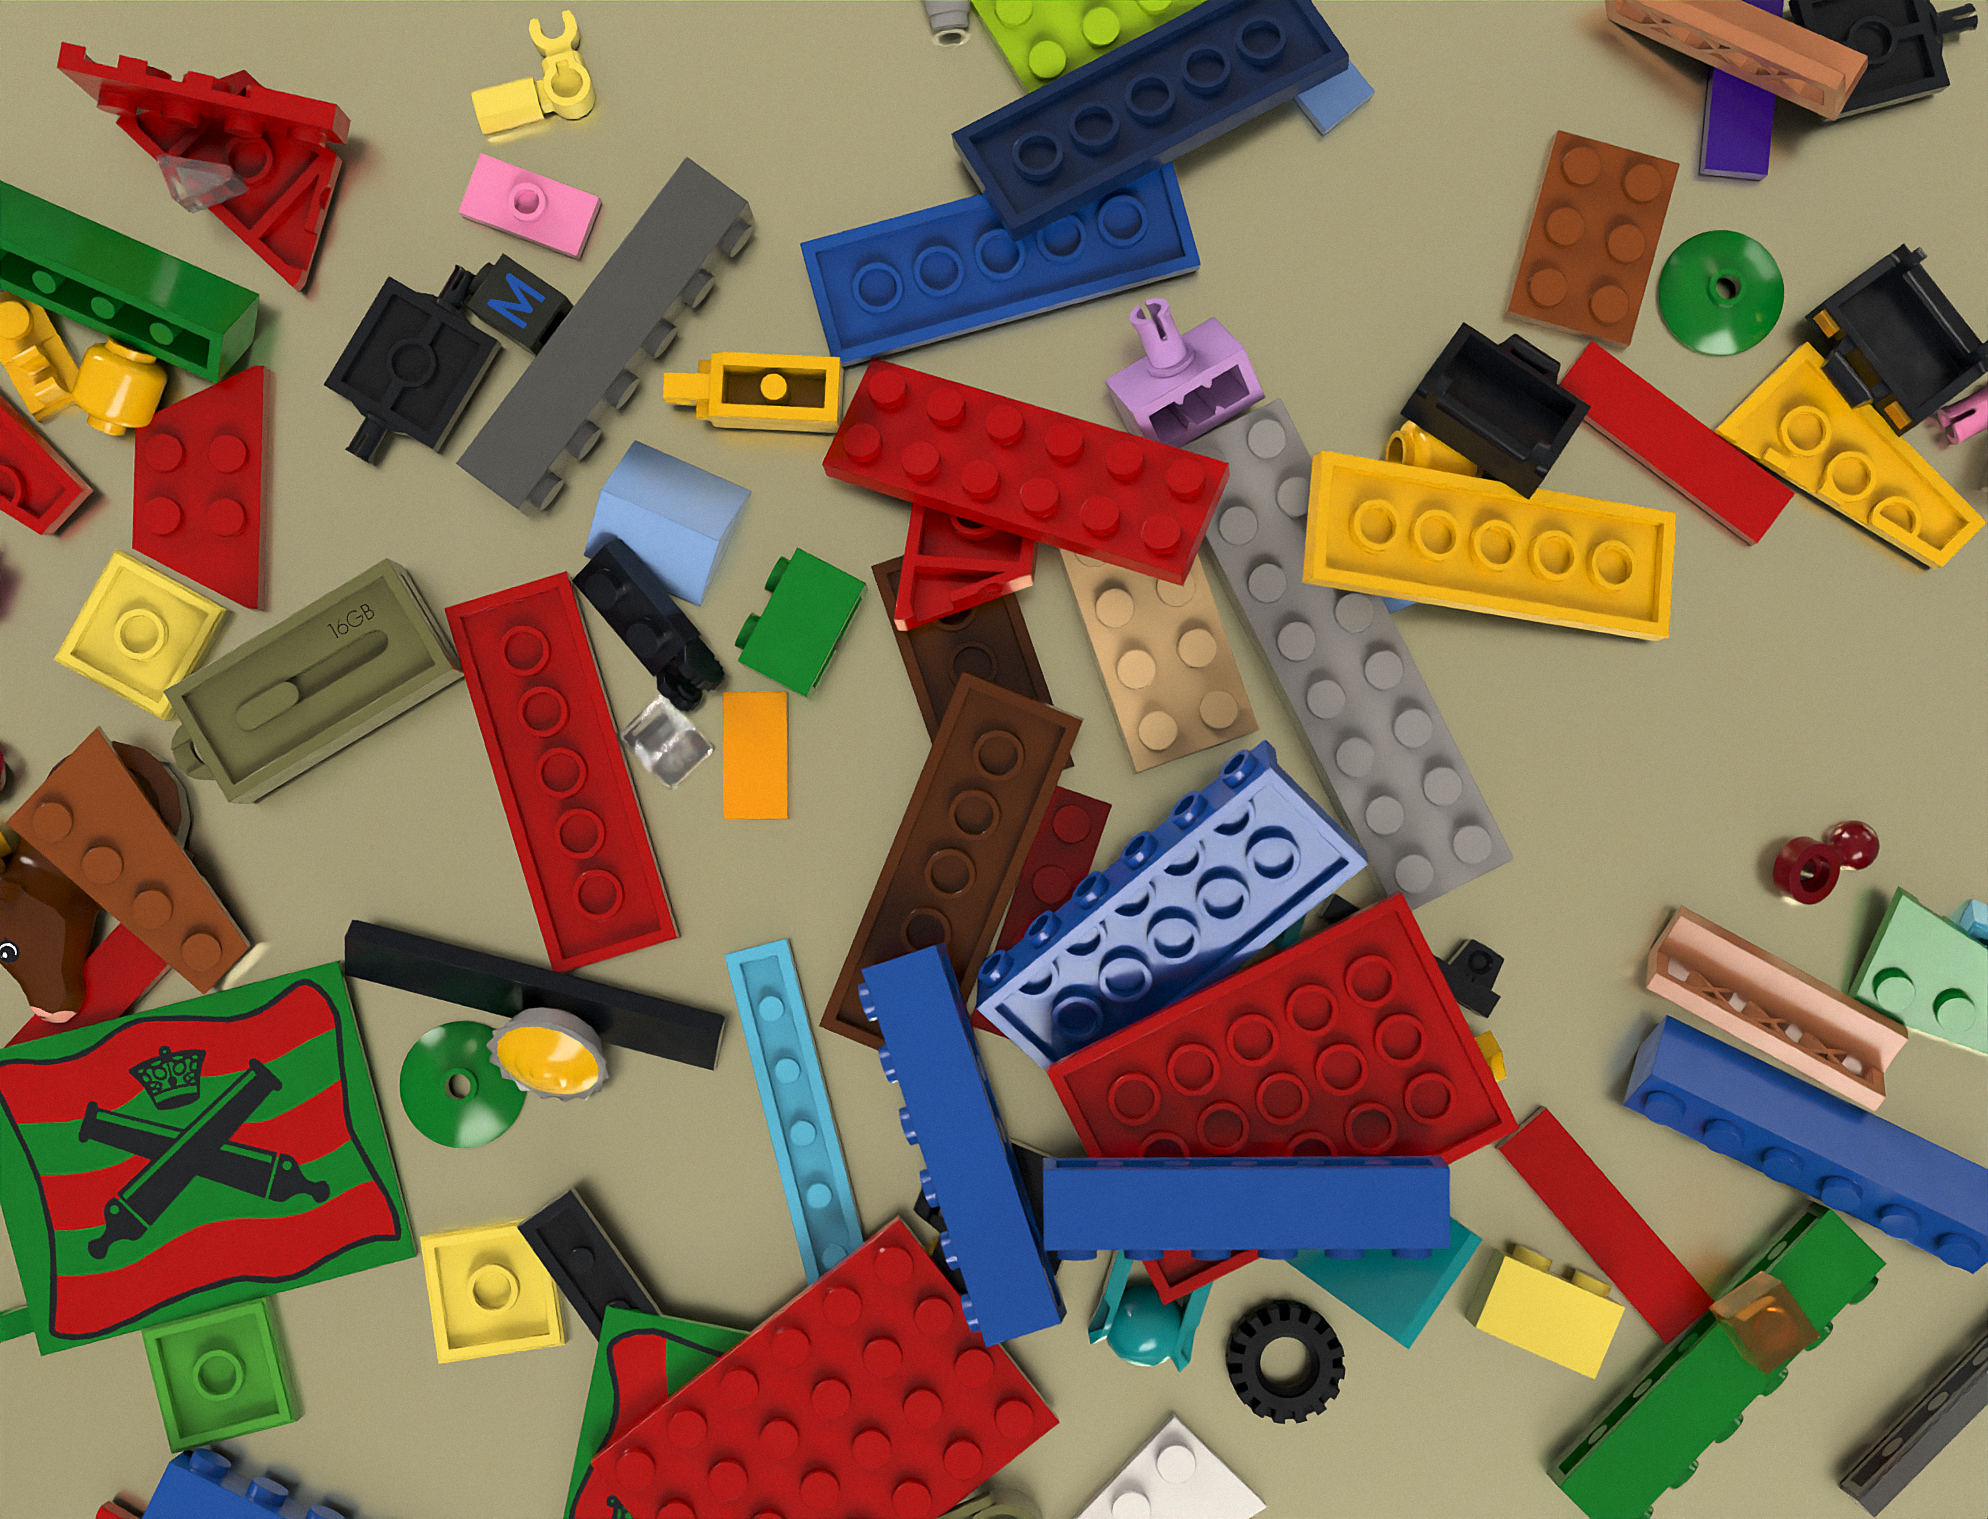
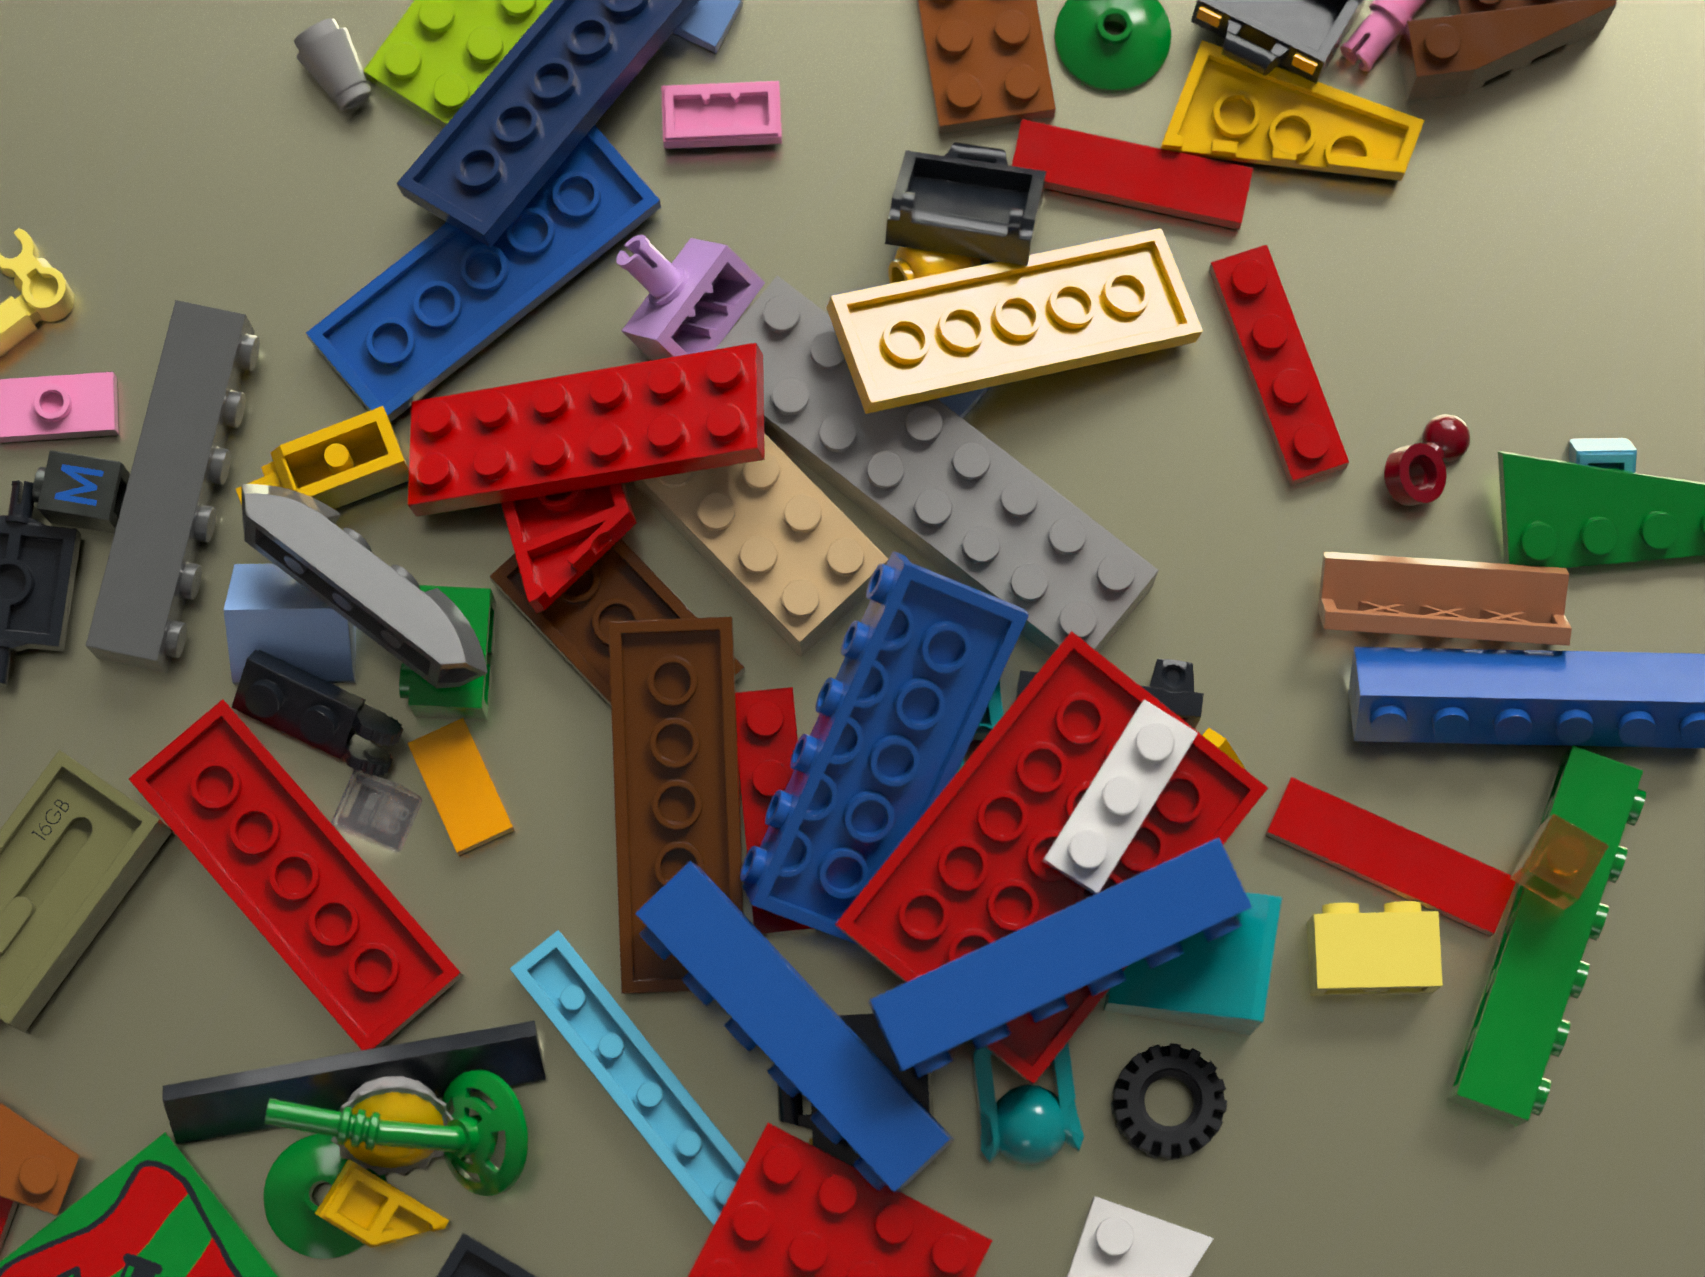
camera: 25 degrees left, 10 degrees down
(500, 1123) = (375, 1209): none -> yellow tile
(608, 1099) = (461, 1137): none -> green dish
(756, 555) = (377, 598): none -> brick
(1300, 203) = (721, 114): none -> bright pink plate
(1373, 1076) = (1120, 797): none -> white plate
(1725, 698) = (1278, 365): none -> red plate

